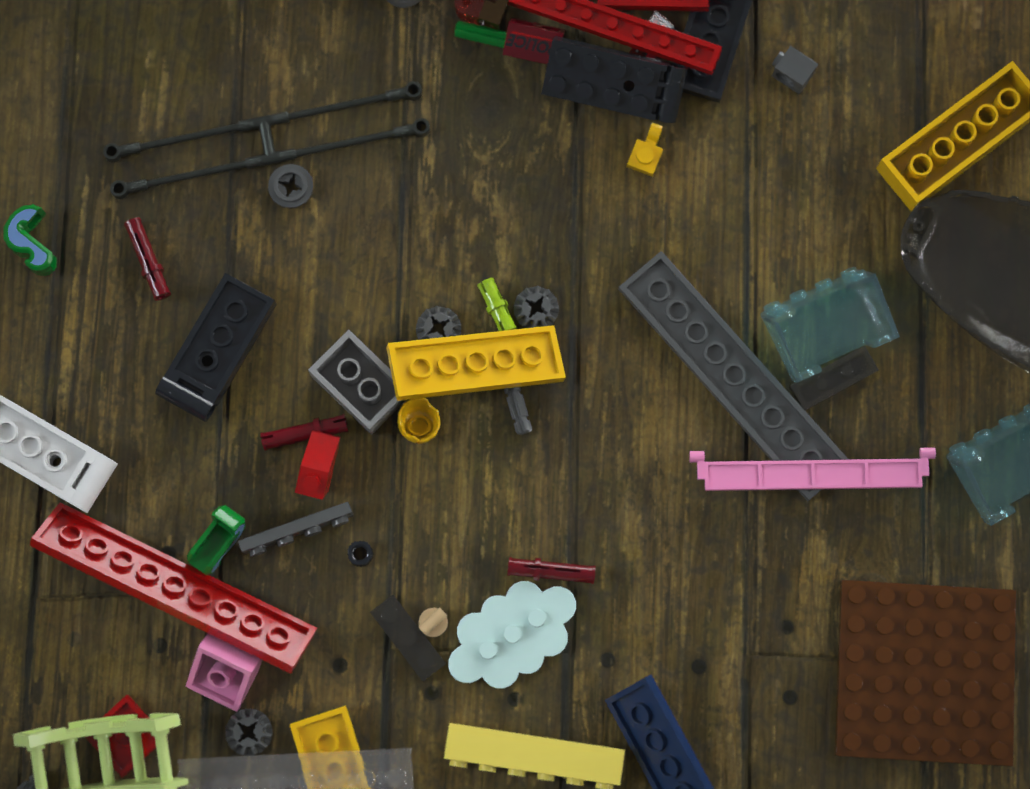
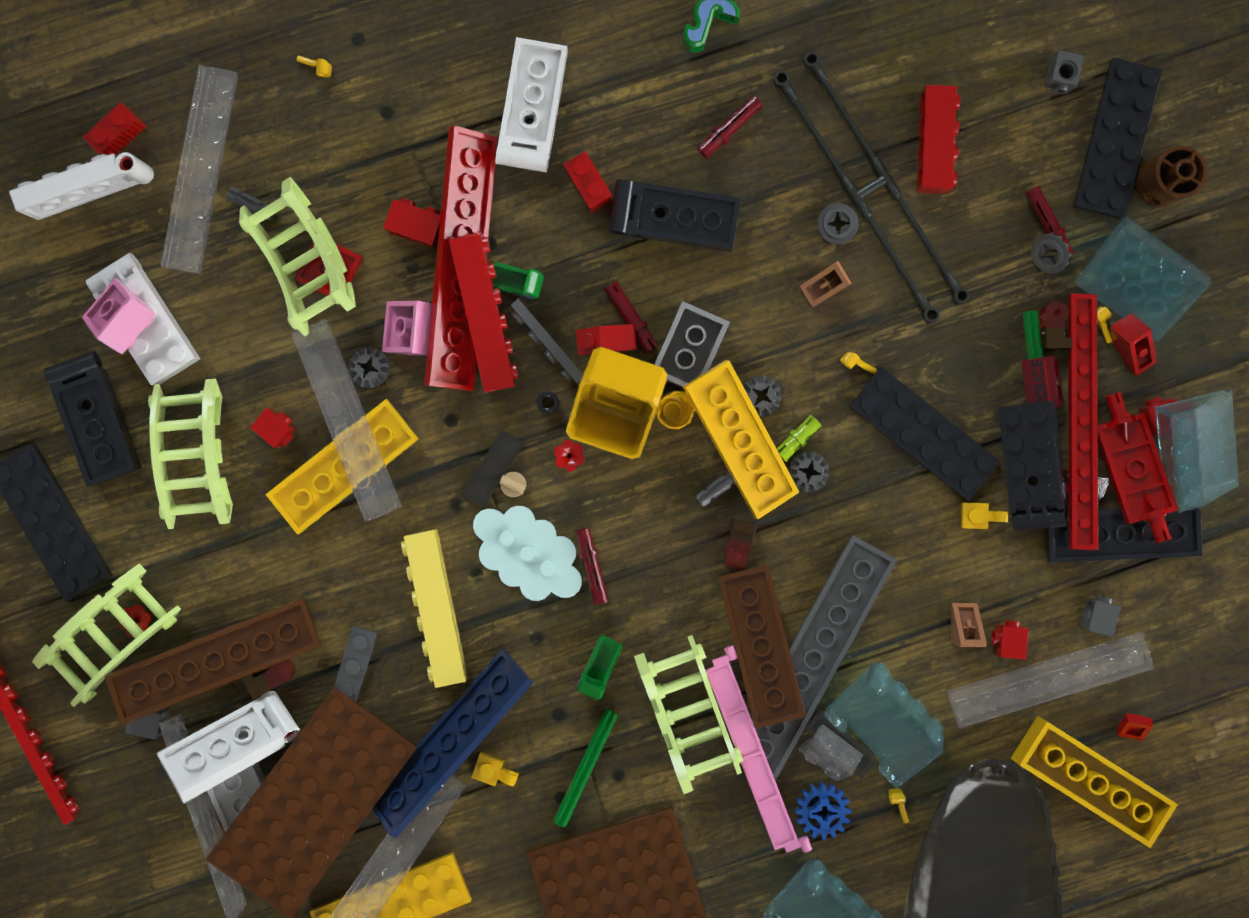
camera: 70 degrees right, 10 degrees up
(114, 623) = (413, 222): none -> red brick
(145, 424) = (587, 182): none -> red brick
(237, 582) = (483, 312): none -> red brick
(245, 57) = (937, 139): none -> red brick
(348, 220) = (825, 284): none -> nougat slope
(401, 486) = (616, 403): none -> yellow plate
(421, 542) = (562, 459): none -> red plant
(436, 223) = (851, 359): none -> yellow hand
(541, 178) = (924, 434): none -> black plate
(584, 406) = (739, 543): none -> leg
(662, 601) = (599, 667): none -> green animal
(701, 421) = (762, 646): none -> reddish brown plate
(732, 762) = (490, 770): none -> yellow plate
(743, 549) = (667, 718): none -> yellowish green fence
(755, 205) = (967, 625): none -> nougat slope
(766, 658) = (585, 767): none -> green axle
(786, 167) = (1010, 640): none -> red brick
(841, 392) = (831, 754): none -> clear bracket
(842, 144) = (1050, 680): none -> clear plate
(887, 418) = (833, 810): none -> blue gear
(912, 340) = (897, 797): none -> yellow hand
(921, 76) = (1134, 726): none -> red plate

